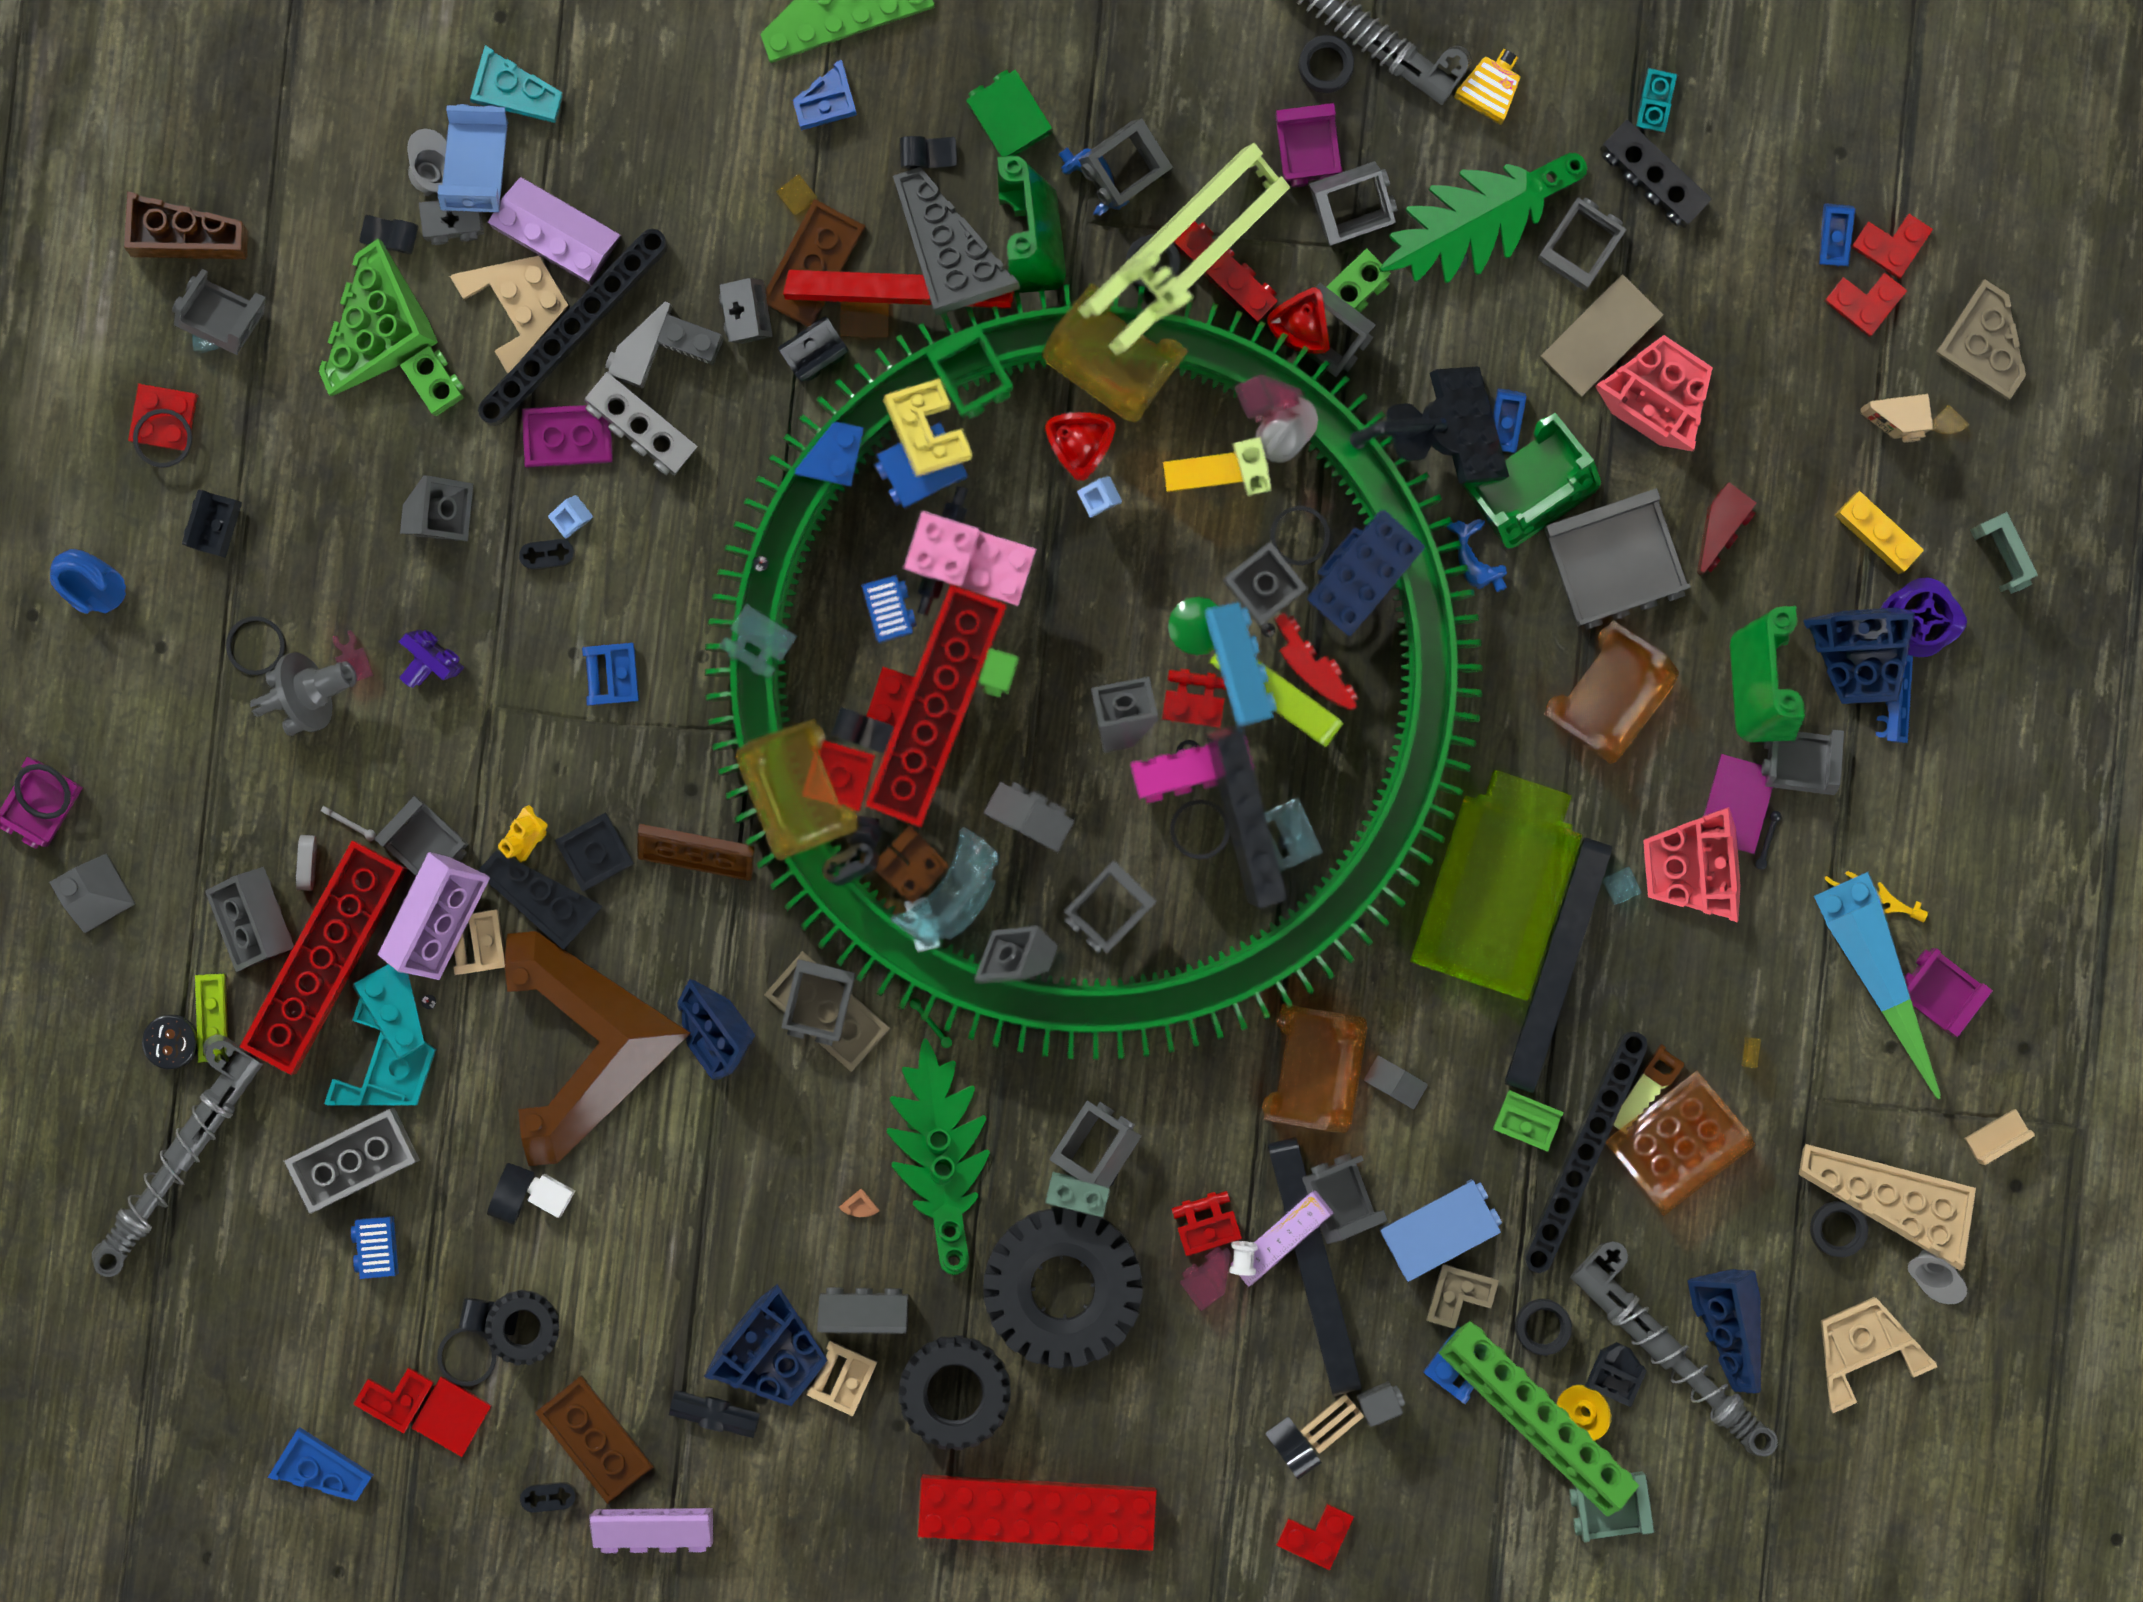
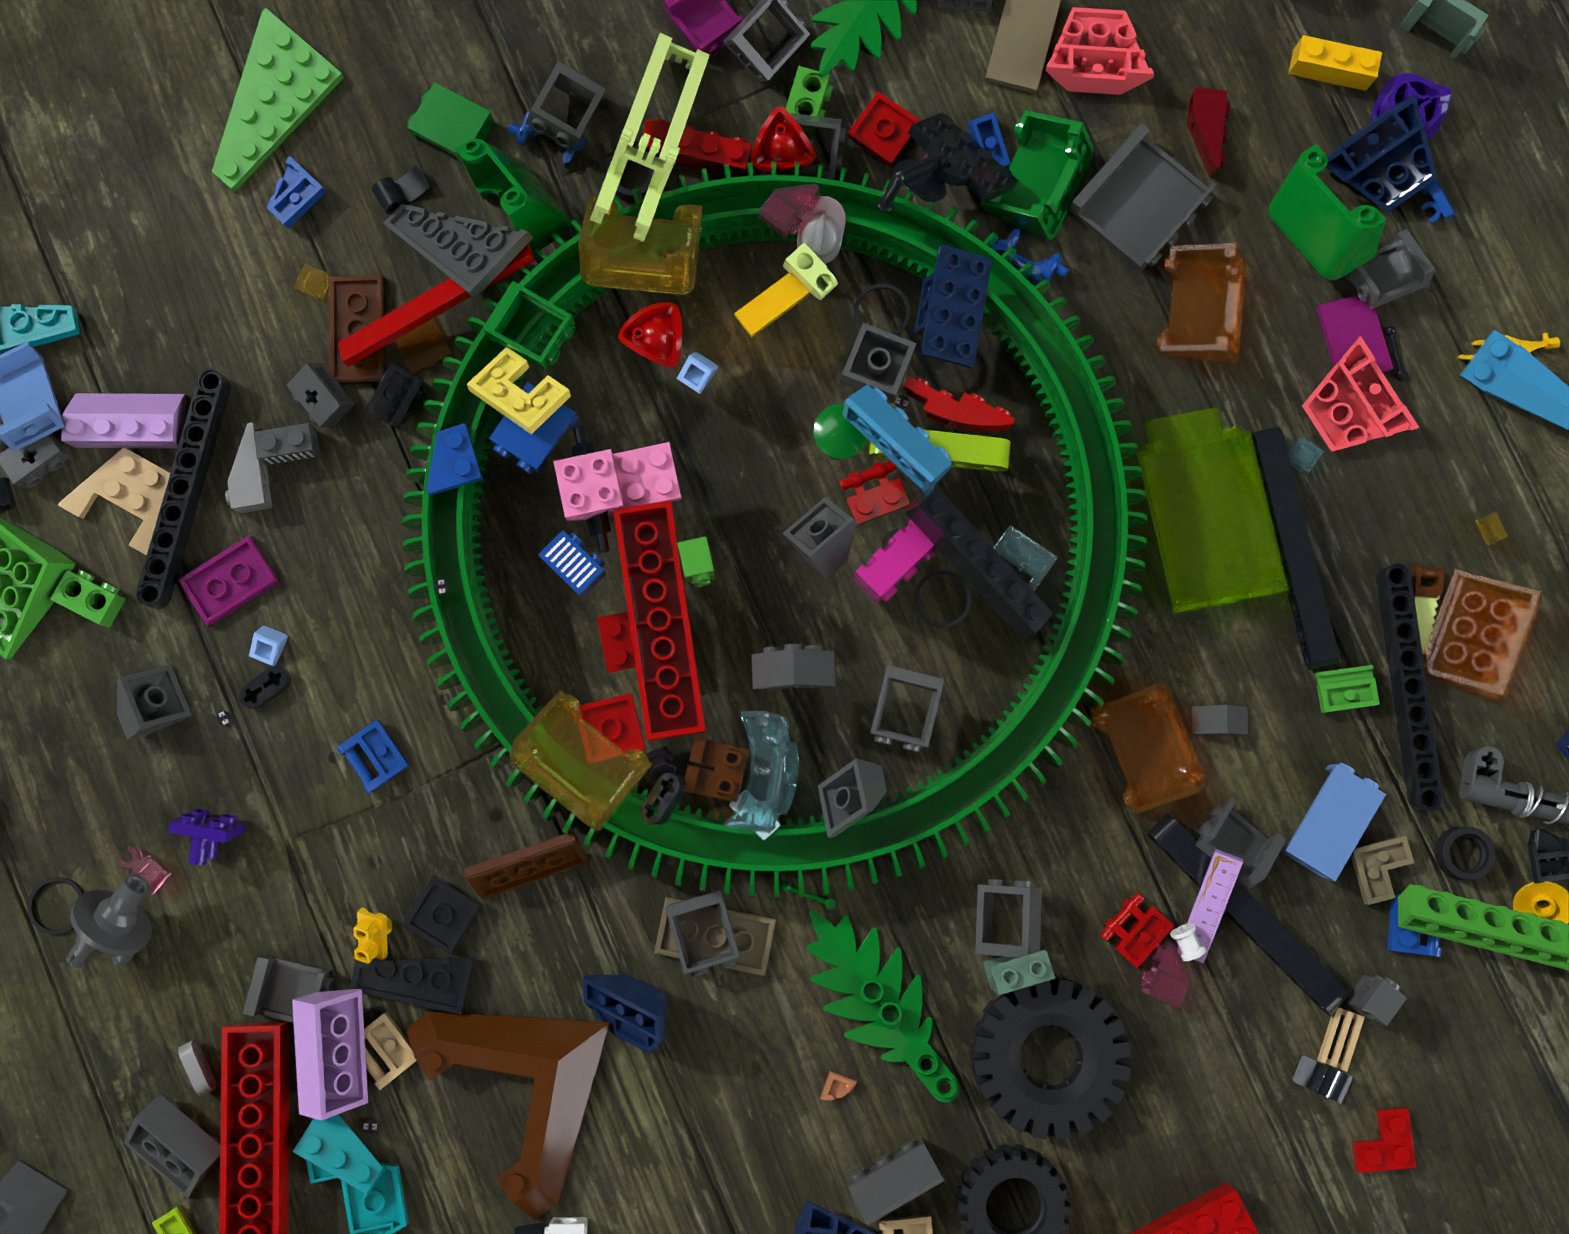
camera: 35 degrees left, 5 degrees down
(369, 834) = (239, 1011): light grey hinge -> none
(494, 560) = (223, 718): none -> black piece
(634, 408) = (241, 521): light grey brick -> none
(763, 633) = (475, 643): clear light blue plate -> none
(862, 730) = (608, 679): black panel -> none
(1414, 351) = (883, 129): none -> red plate

